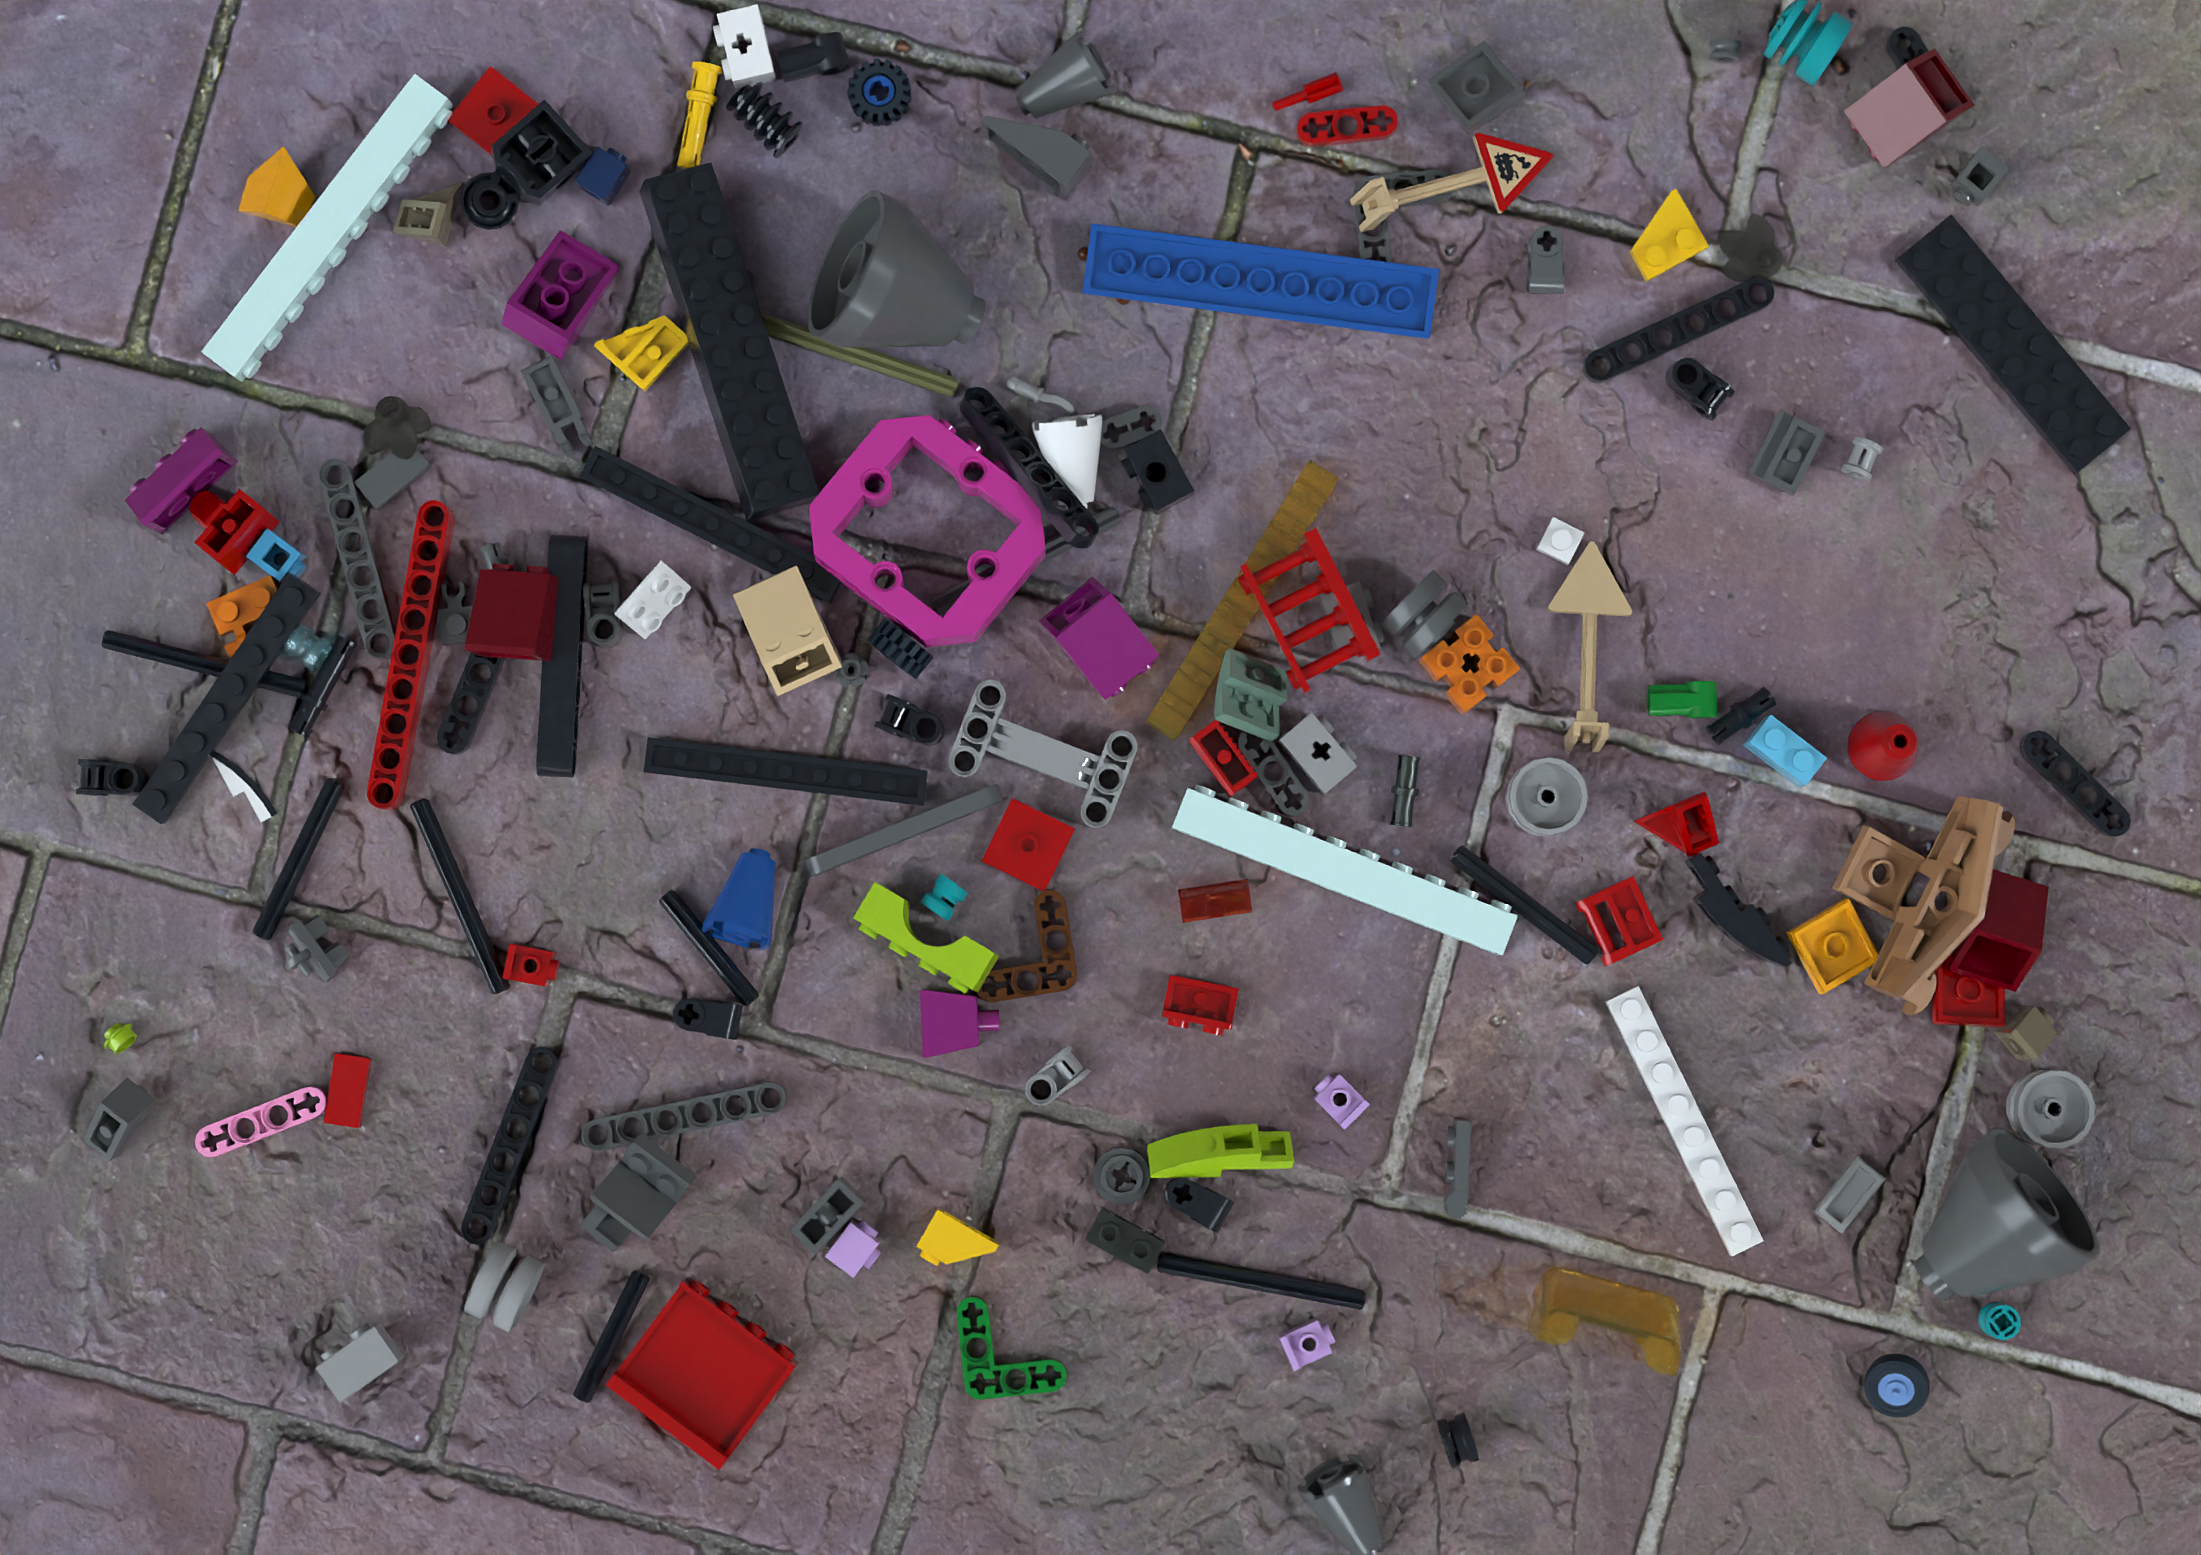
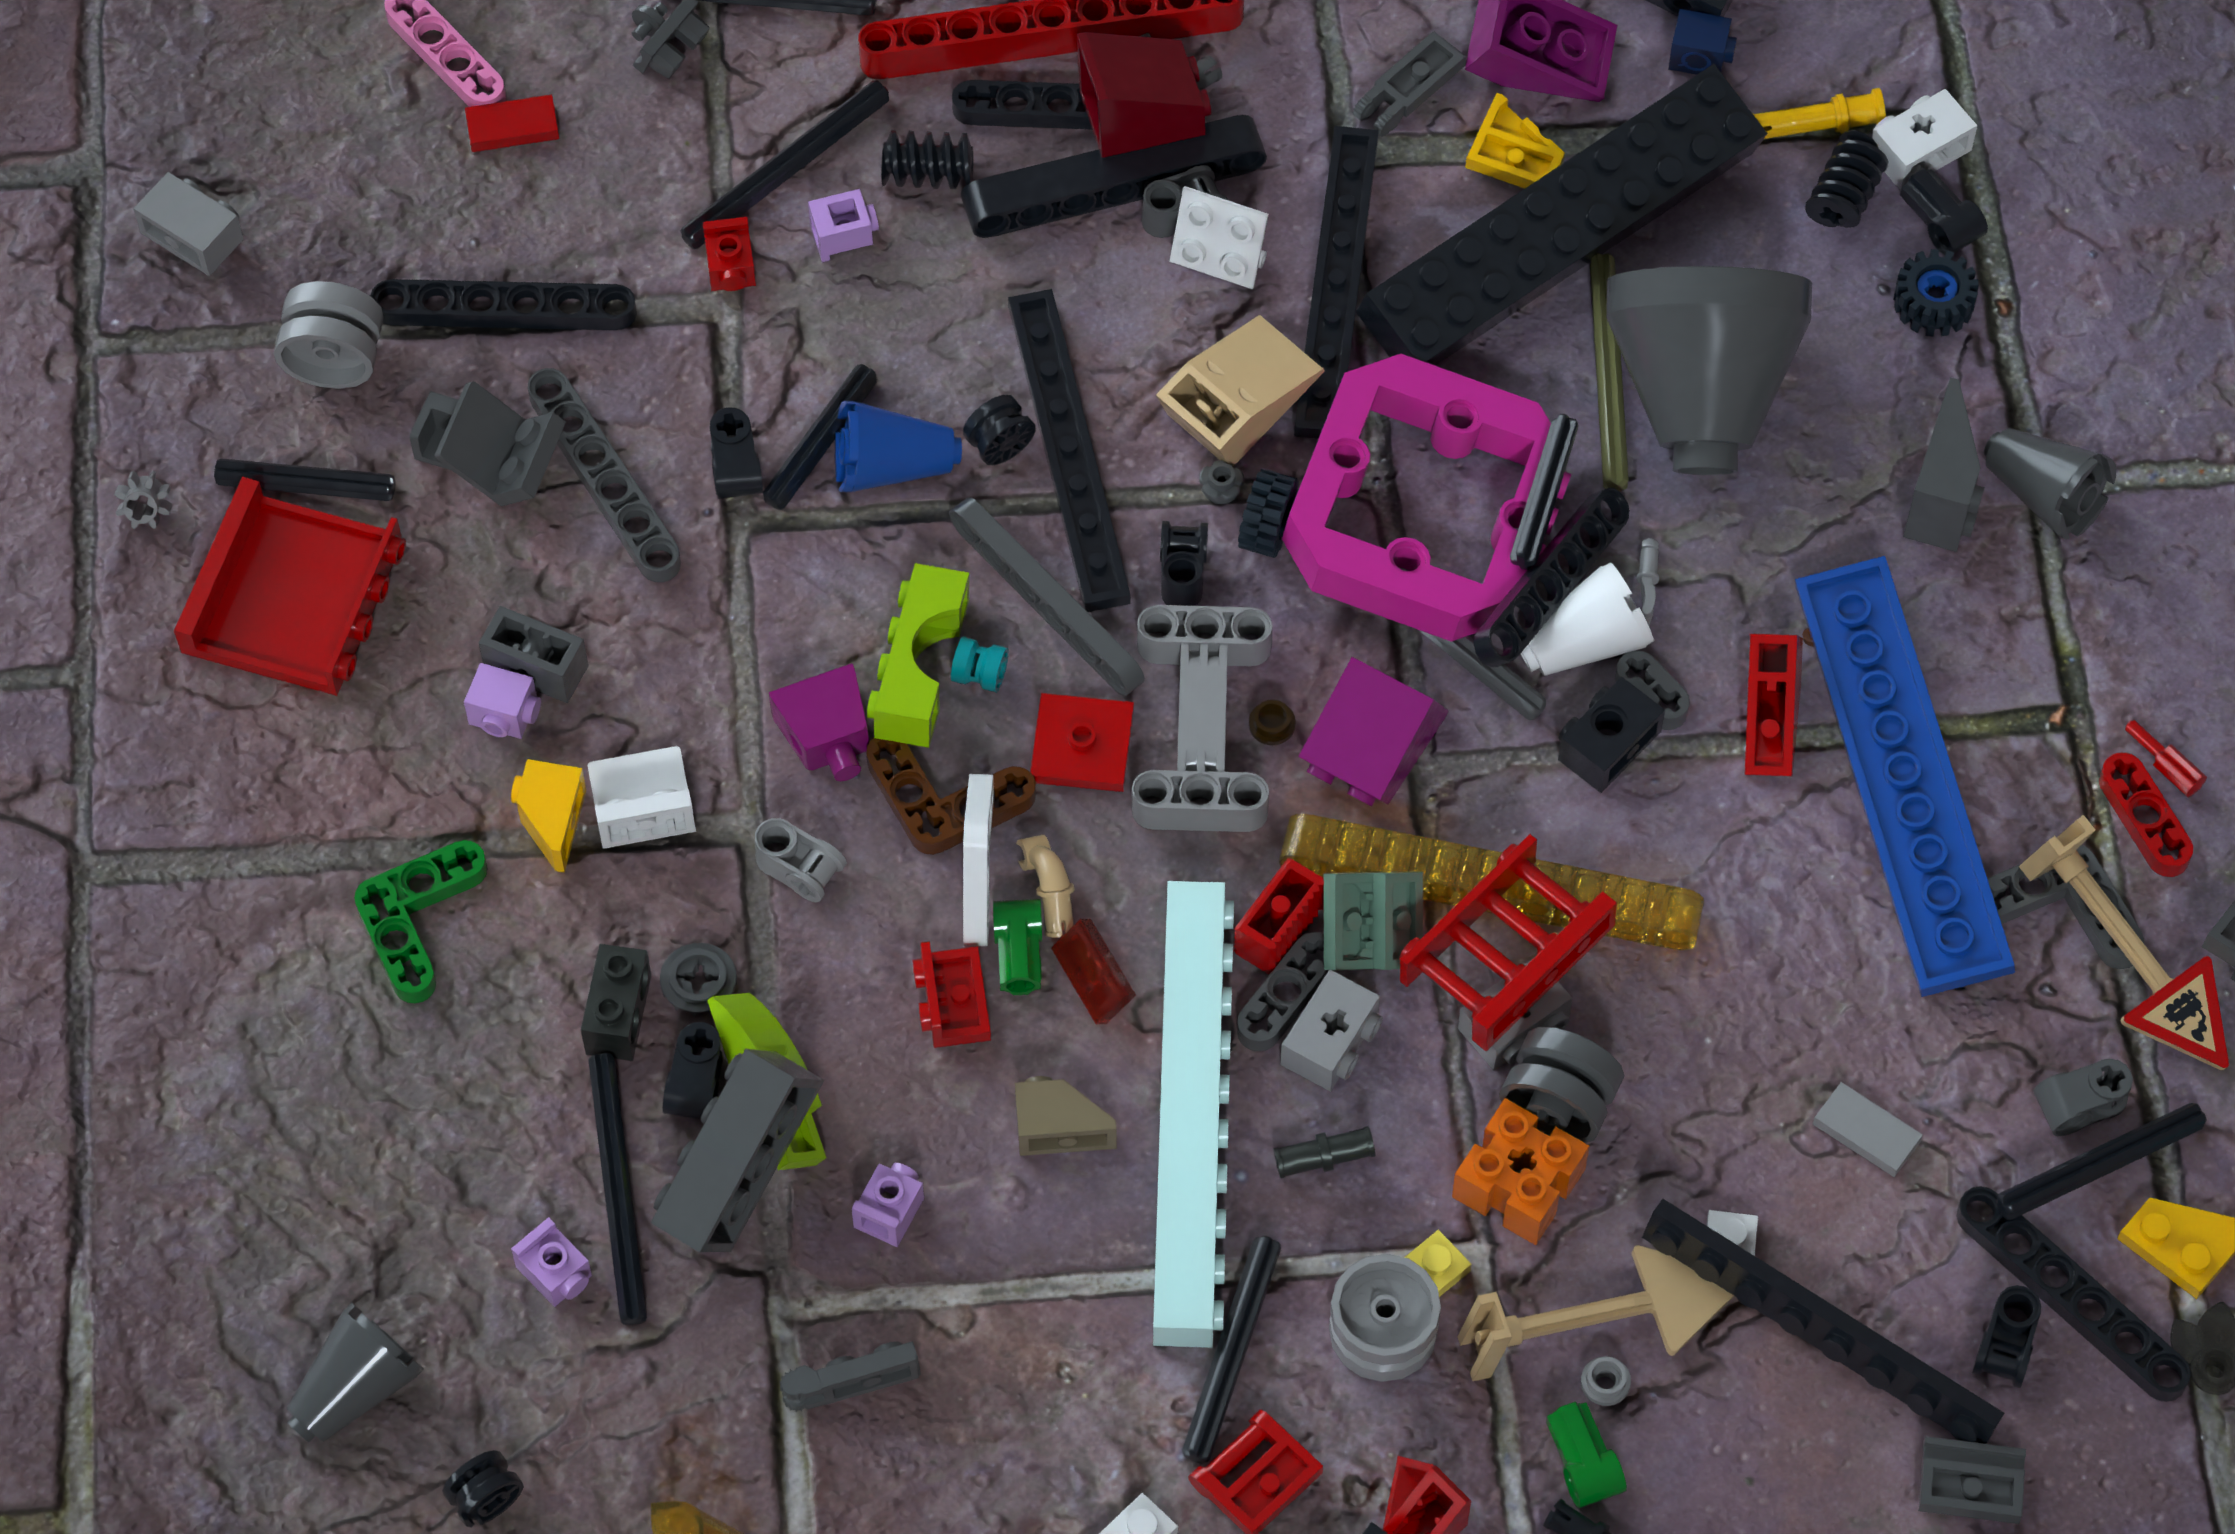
camera: 70 degrees right, 25 degrees down
(500, 790) = (927, 159): none -> black piece
(523, 881) = (841, 223): none -> lavender brick
(592, 1461) = (139, 512): none -> light grey gear
(757, 817) = (999, 429): none -> black wheel
(961, 447) = (1544, 492): none -> black axle
(963, 1171) = (641, 797): none -> white bracket
(1061, 705) = (1272, 722): none -> dark brown plate
(1103, 951) = (976, 859): none -> white beam
(1145, 906) = (1054, 884): none -> tan piece
(1166, 943) = (1018, 938): none -> green piece
(1174, 349) = (1773, 703): none -> red slope
(1286, 1199) = (735, 1150): none -> dark grey brick
(1317, 964) = (1060, 1119): none -> dark tan slope
(1510, 745) = (1441, 1261): none -> light yellow plate
(1513, 416) = (1867, 1129): none -> light grey tile
(1596, 271) = (2100, 1161): none -> black axle
(1640, 517) = (1821, 1324): none -> black plate
(1642, 659) = (1609, 1368): none -> light grey plate

